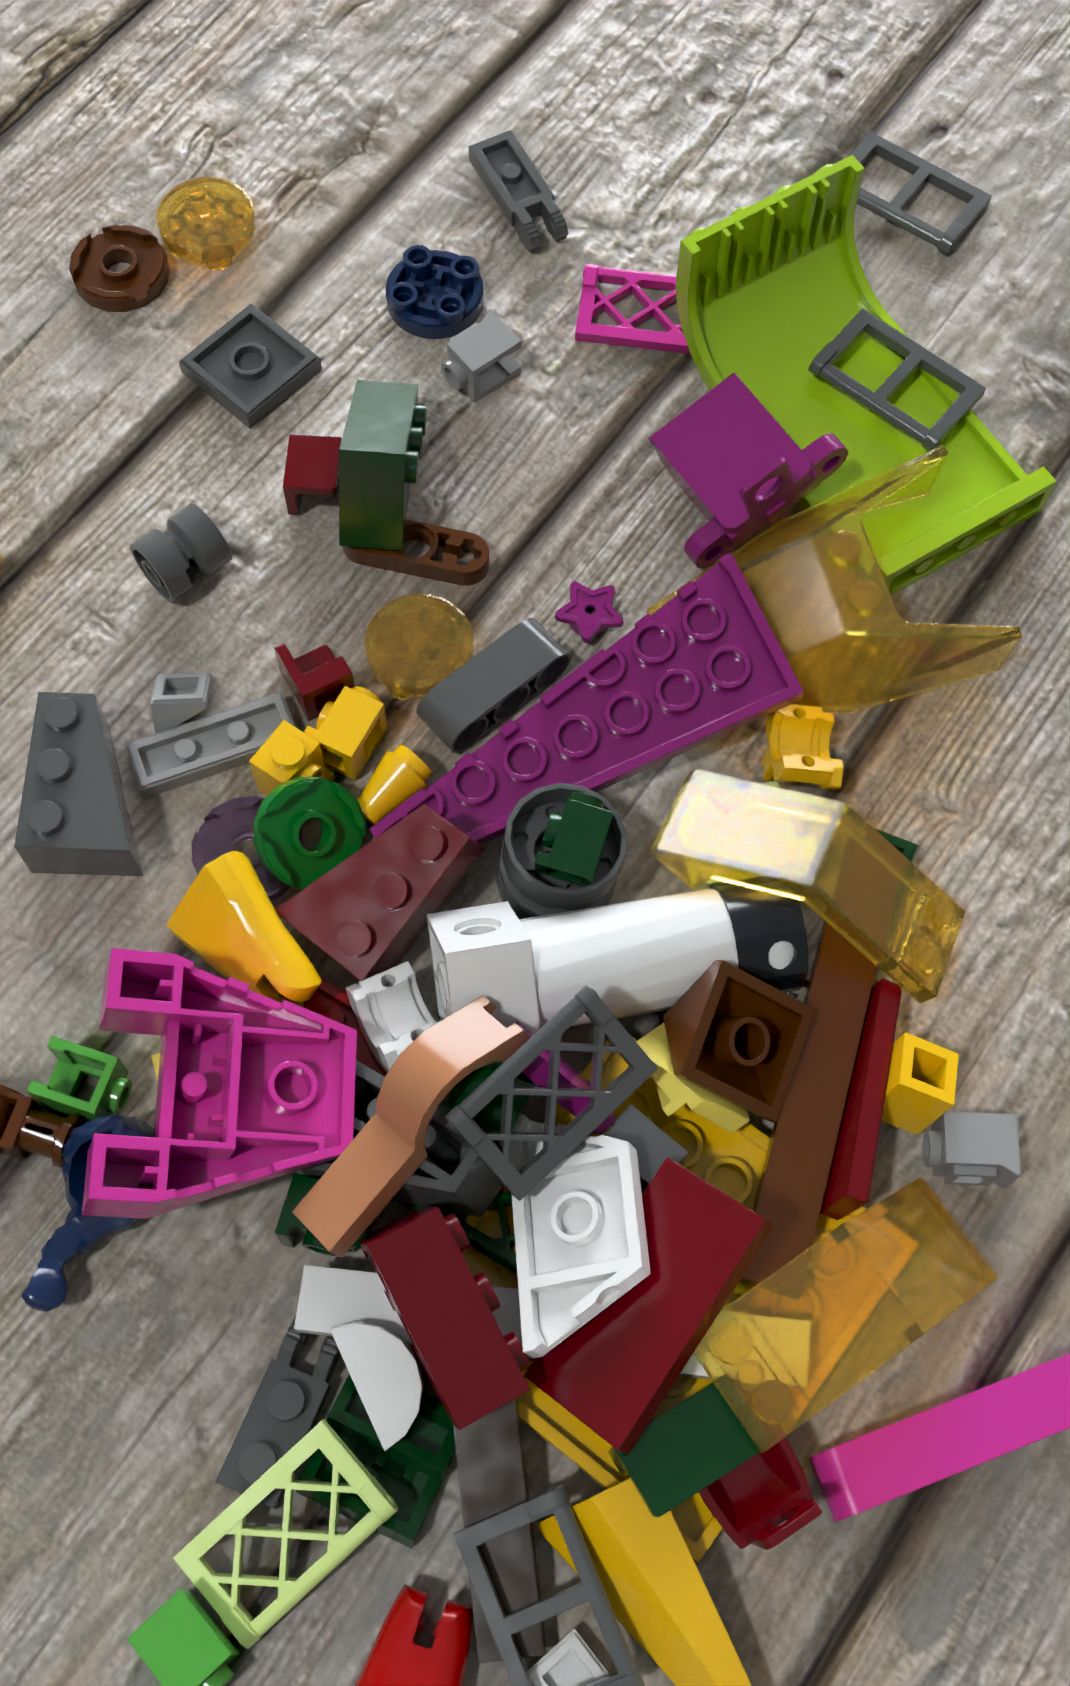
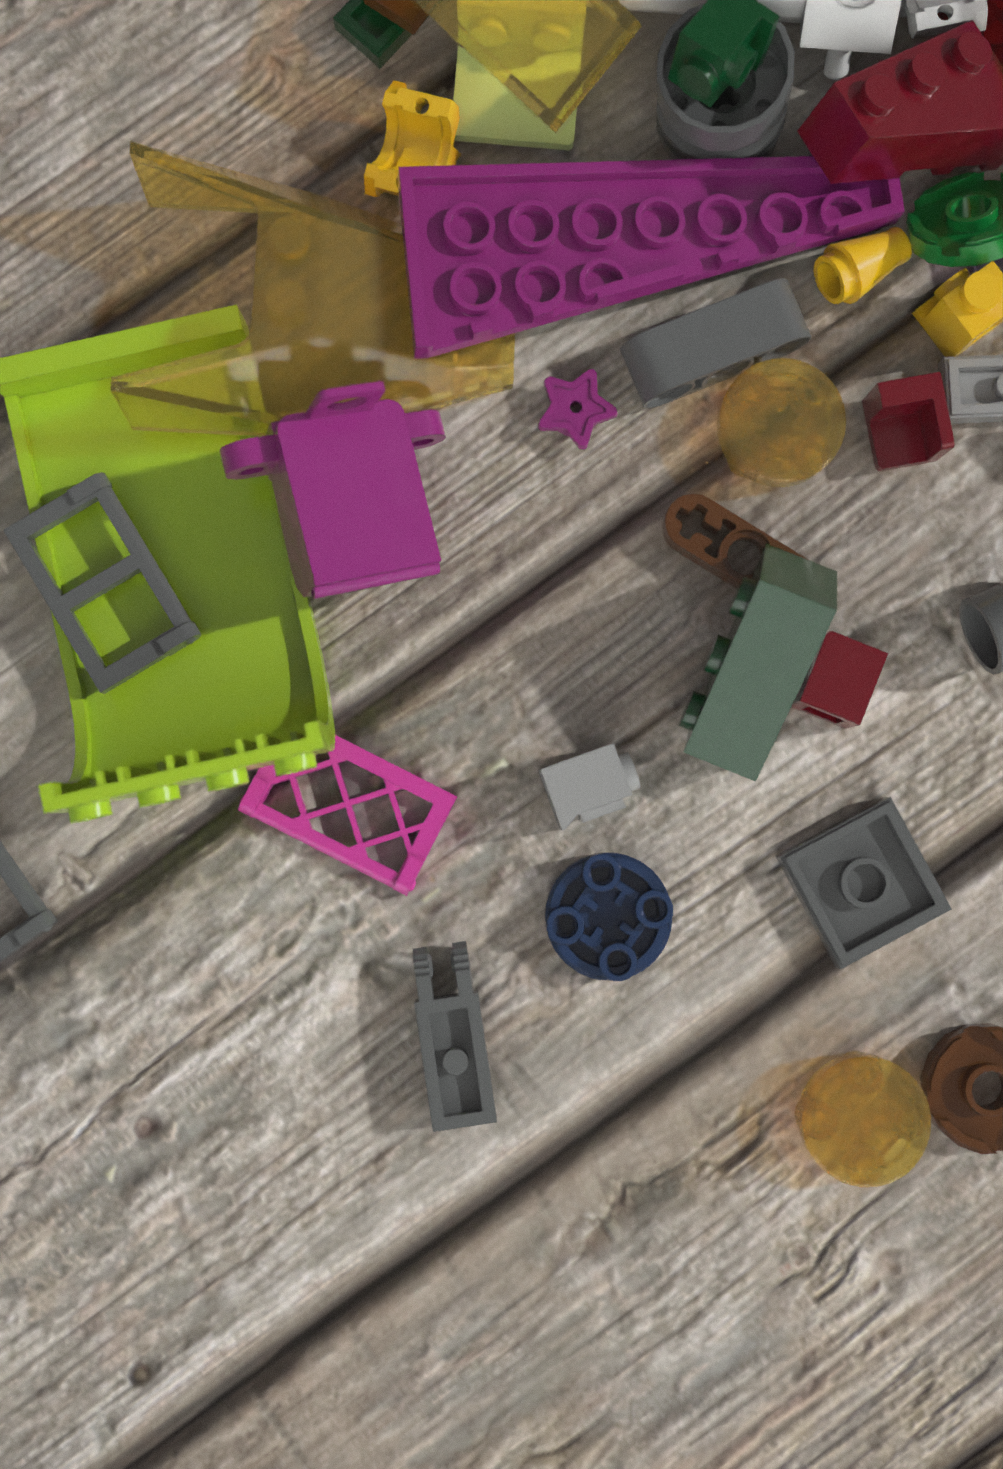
camera: 165 degrees left, 20 degrees up
(350, 730) = (894, 337): yellow brick -> none

